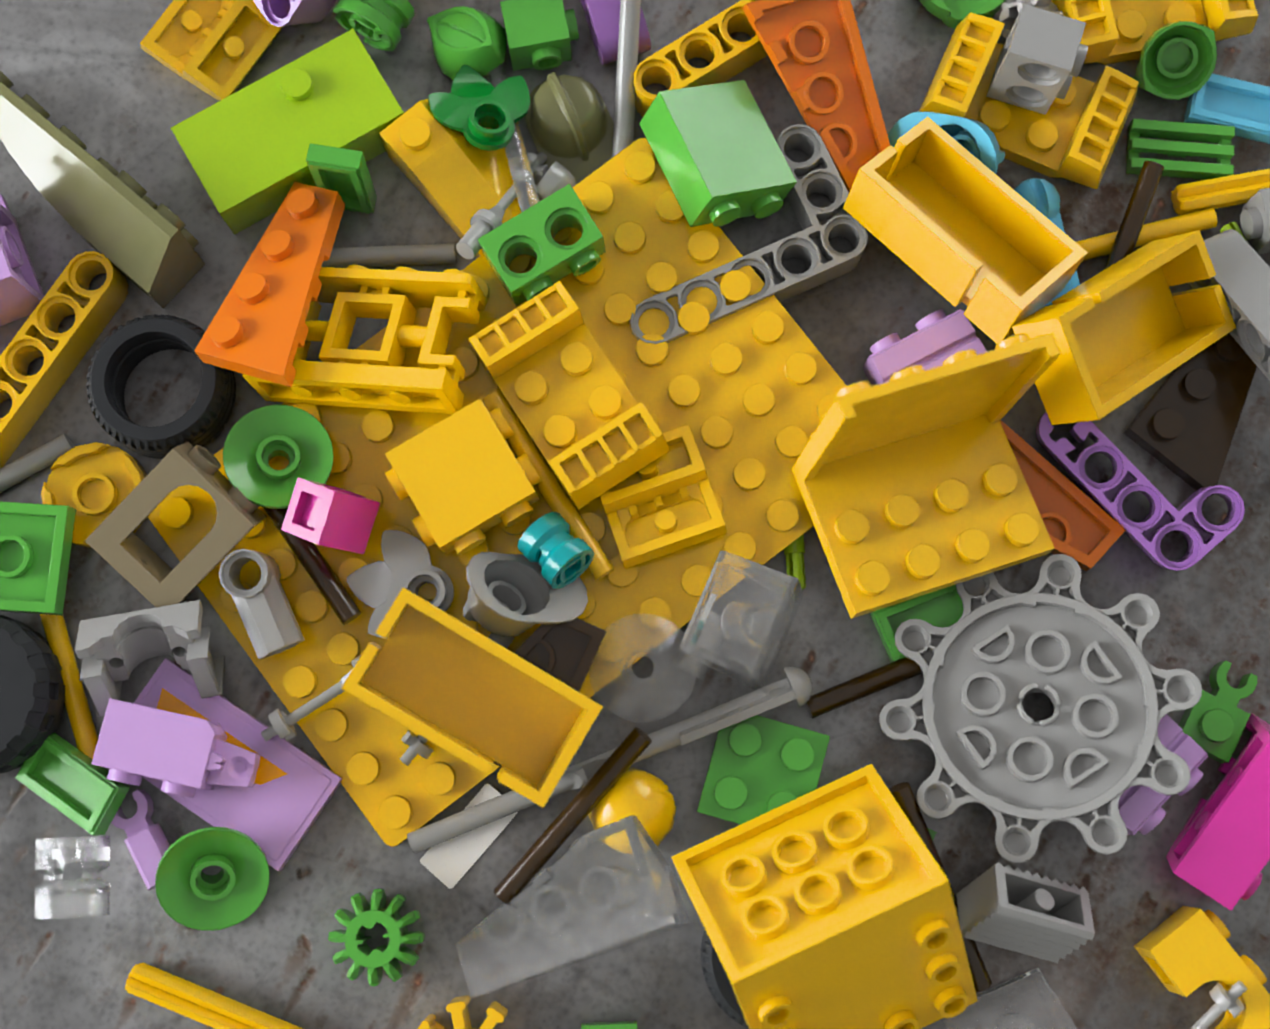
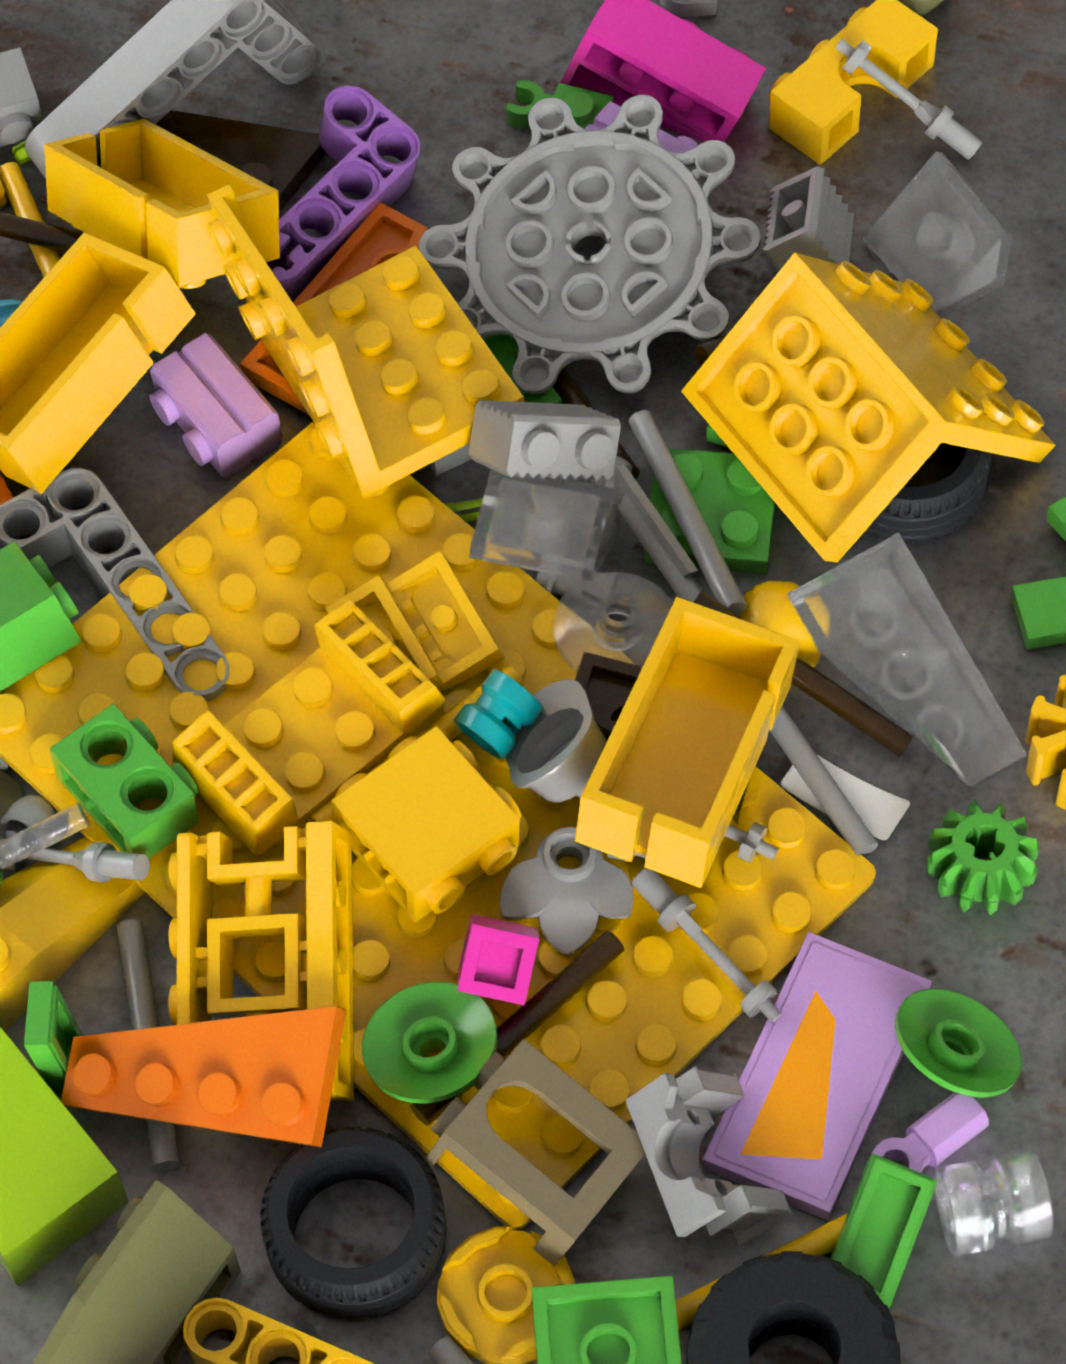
camera: 95 degrees left, 20 degrees down
(170, 748) = (814, 1107): lavender hinge -> none
(264, 607) = (617, 1033): light grey piece -> none
(745, 746) = (686, 512): none -> light grey bar
(812, 627) = (544, 440): none -> light grey brick

